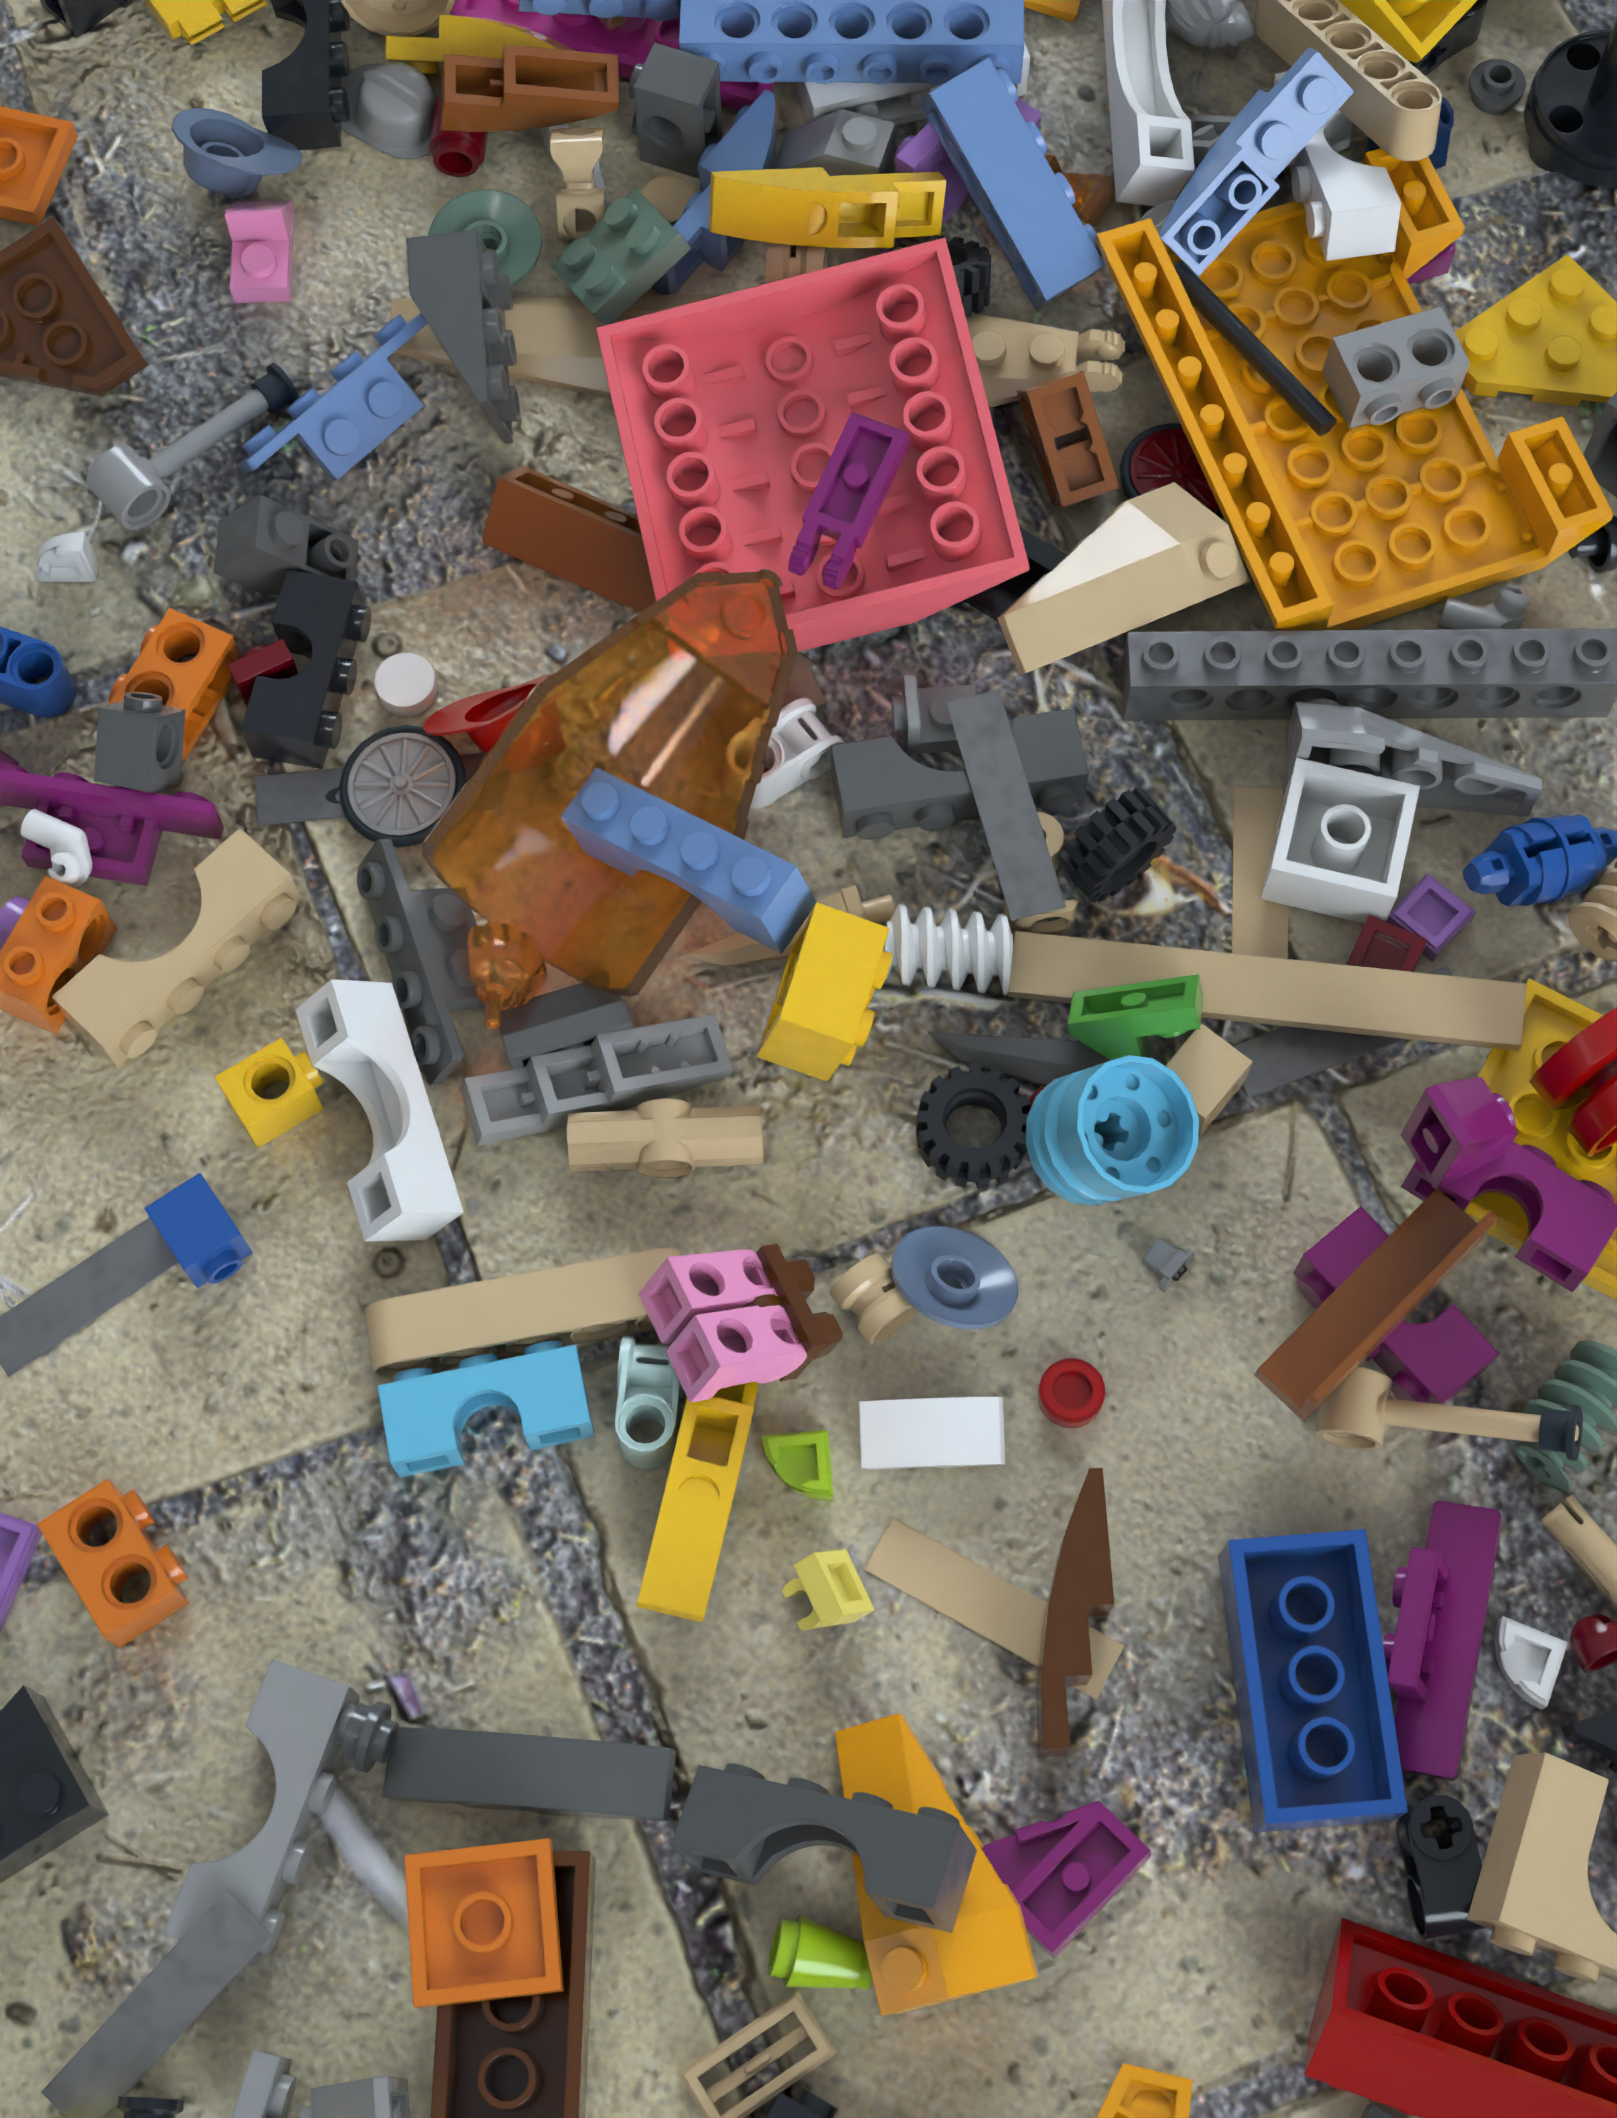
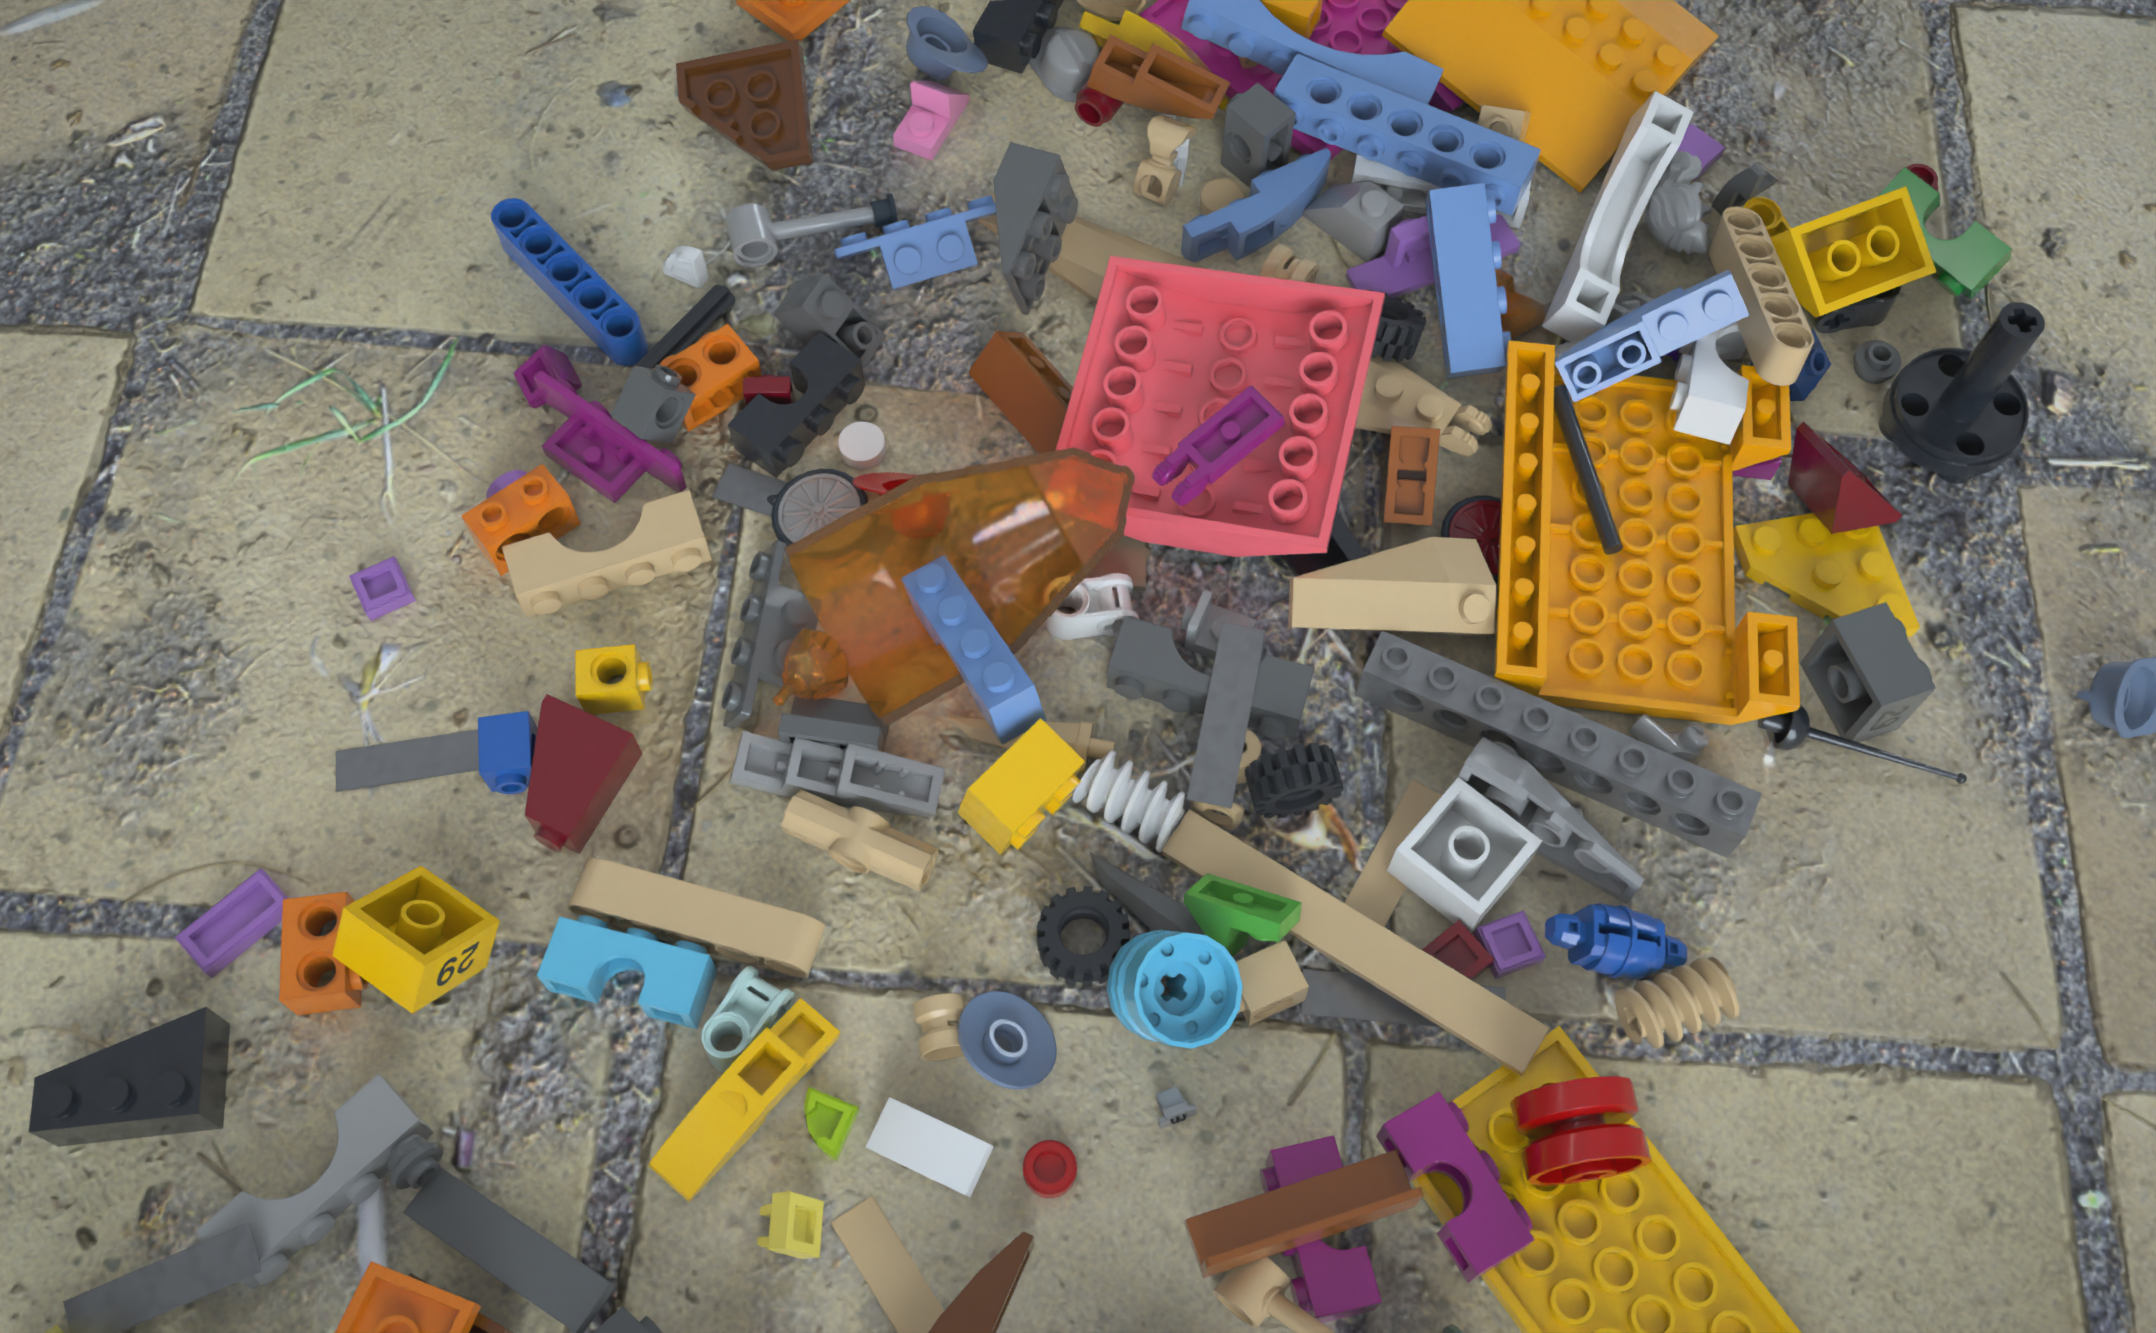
camera: 25 degrees right, 5 degrees down
(66, 843) = (572, 450): white arm -> none
(113, 641) = (691, 326): none -> black axle
(224, 1490) = (415, 938): none -> yellow brick
(293, 1217) = (575, 773): none -> dark red slope
(362, 1041) = (689, 672): white arch -> none
(503, 225) = (1091, 161): sand green dish -> none
(621, 257) = (1163, 219): sand green plate -> none
(737, 1318) = (831, 992): bright pink hips -> none
(823, 209) = (1324, 246): yellow slope -> none
(1395, 359) = (1687, 519): light grey brick -> none
(1458, 1129) = (1429, 1111): magenta slope -> none
(1525, 251) = (1835, 486): none -> dark red slope

